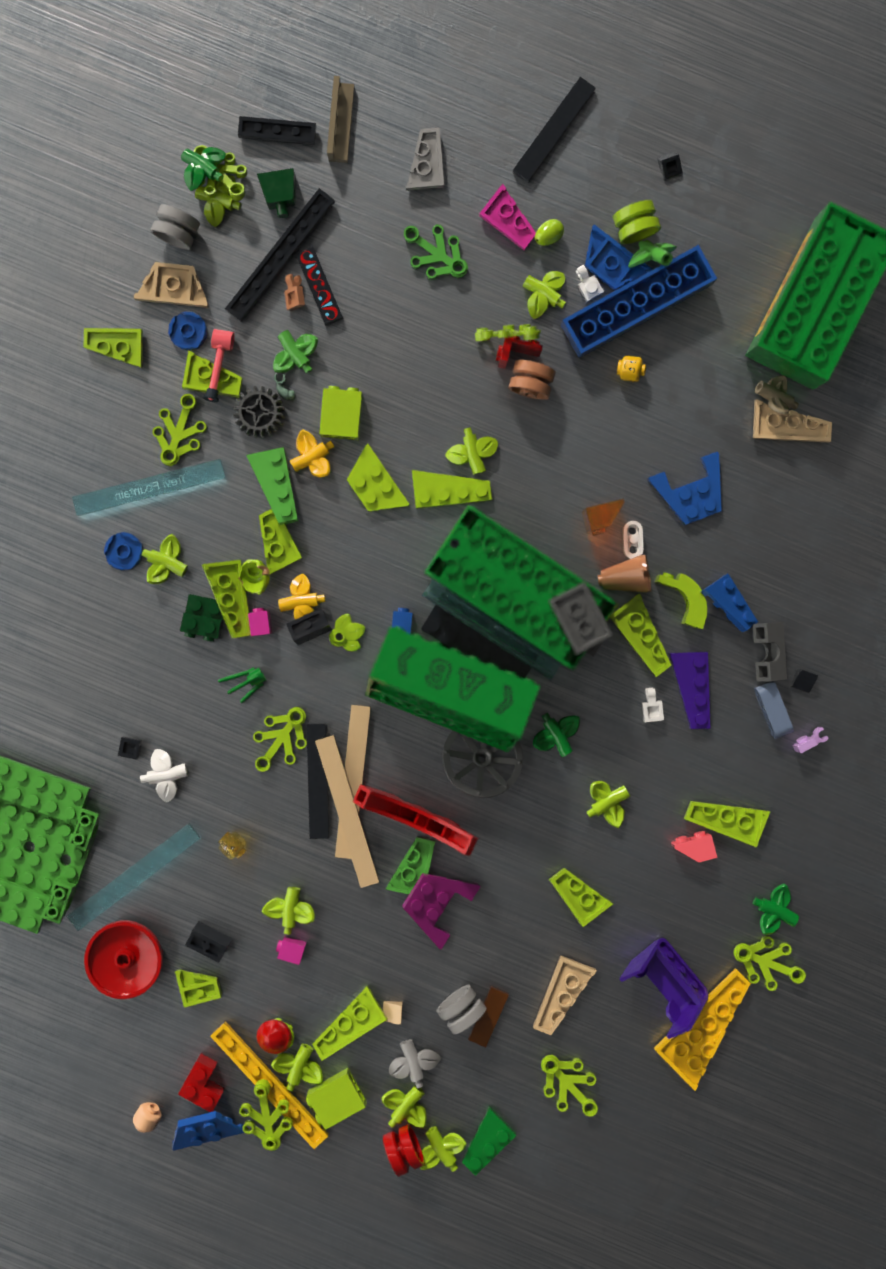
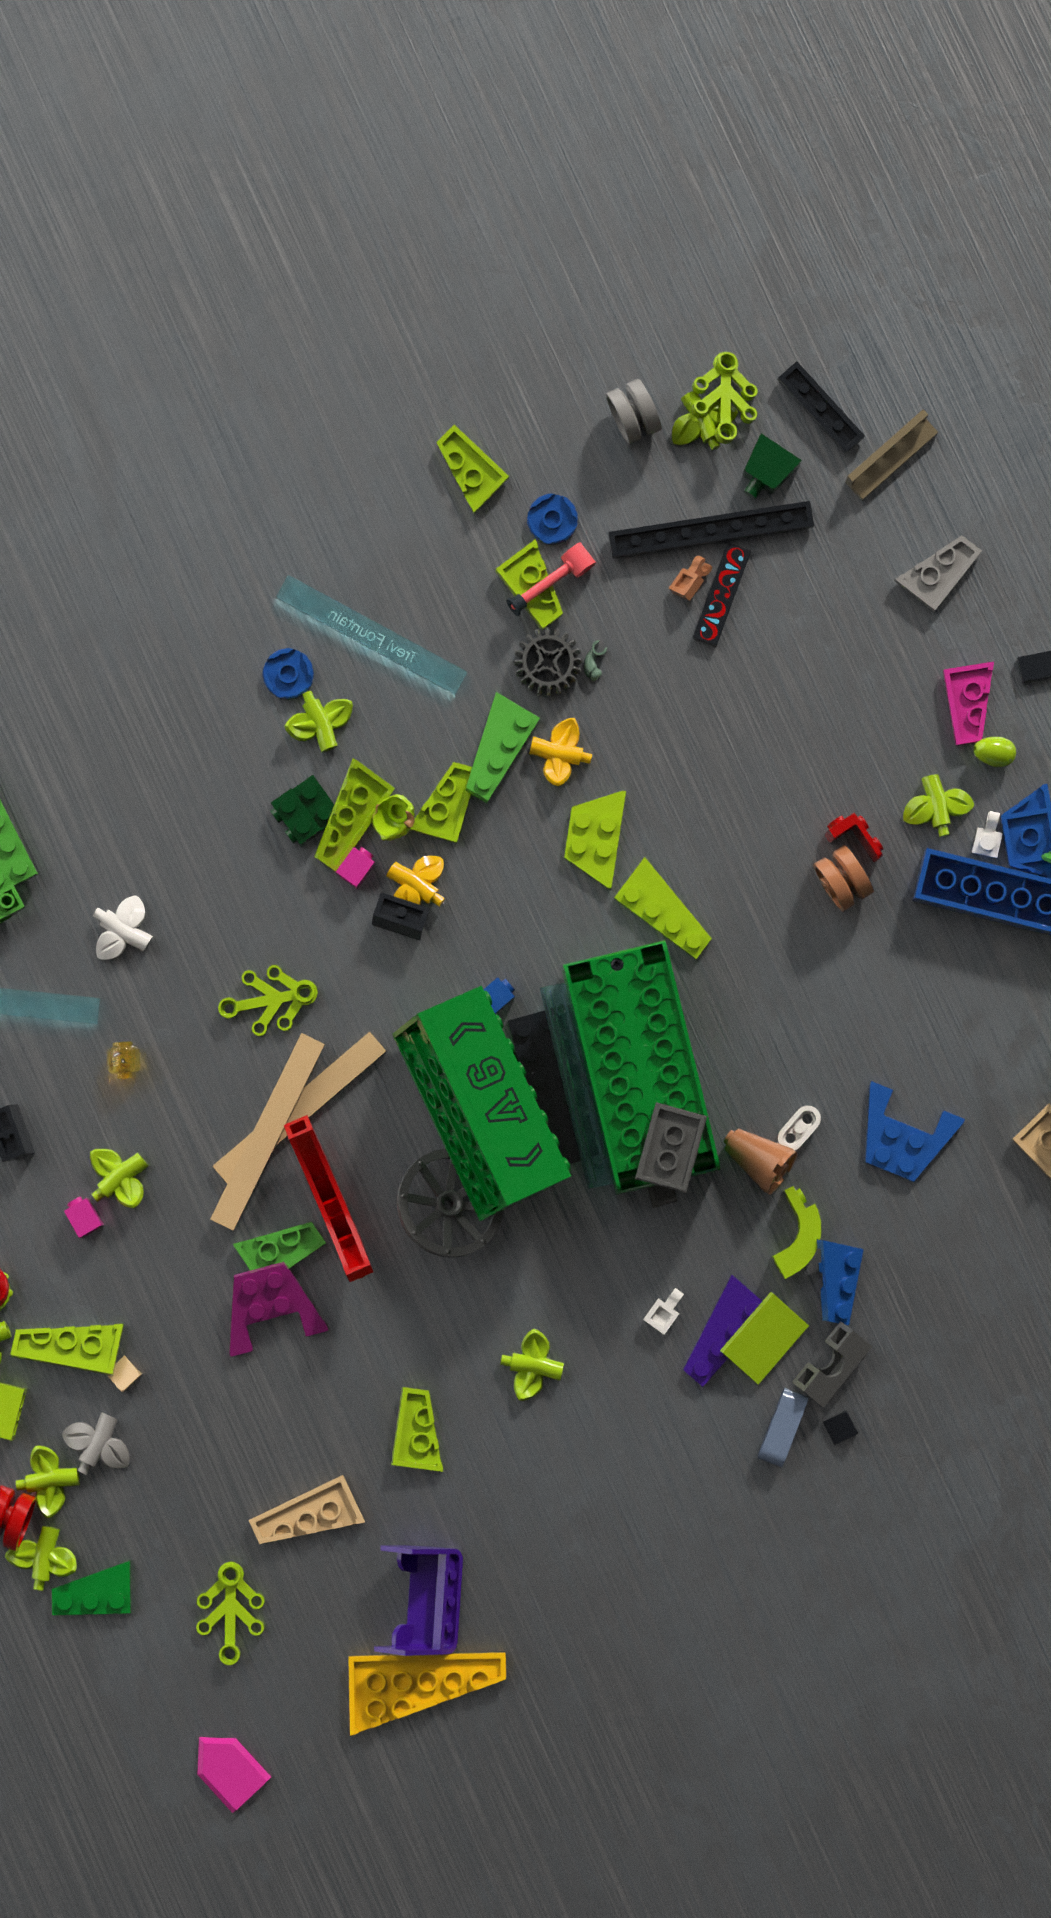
camera: 40 degrees right, 5 degrees down
(129, 748) = (113, 870): black plate -> none
(172, 285) = (578, 462): tan wing -> none
(178, 433) = (450, 609): lime plant -> none
(202, 166) = (714, 378): green plant -> none
(255, 678) = (300, 916): green plant -> none
(294, 352) = (637, 636): bright green plant -> none
(317, 785) = (262, 1078): black tile -> none
(341, 413) = (627, 737): lime brick -> none
(349, 631) = (434, 958): lime plate -> none
(438, 253) = (867, 670): bright green plant -> none
(461, 1009) = (196, 1433): light grey wheel -> none
(472, 451) = (722, 894): lime plant -> none
(486, 1023) = (214, 1468): reddish brown tile -> none
(529, 332) = (880, 827): lime plant -> none
(557, 734) = (545, 1249): green plant -> none
(601, 516) = (788, 1074): clear orange slope -> none
(631, 368) = (953, 958): yellow head -> none
(637, 628) = (721, 1225): lime wing -> none
(647, 1167) = (229, 1770): none -> dark pink tile
(698, 847) = (578, 1493): coral slope -> none
(719, 671) = (764, 1338): none -> lime tile
(732, 821) = (639, 1502): lime wing -> none
(766, 961) = (541, 1674): lime plant -> none
(776, 910) = (599, 1631): green plant -> none
(805, 743) = (784, 1490): lavender plate -> none

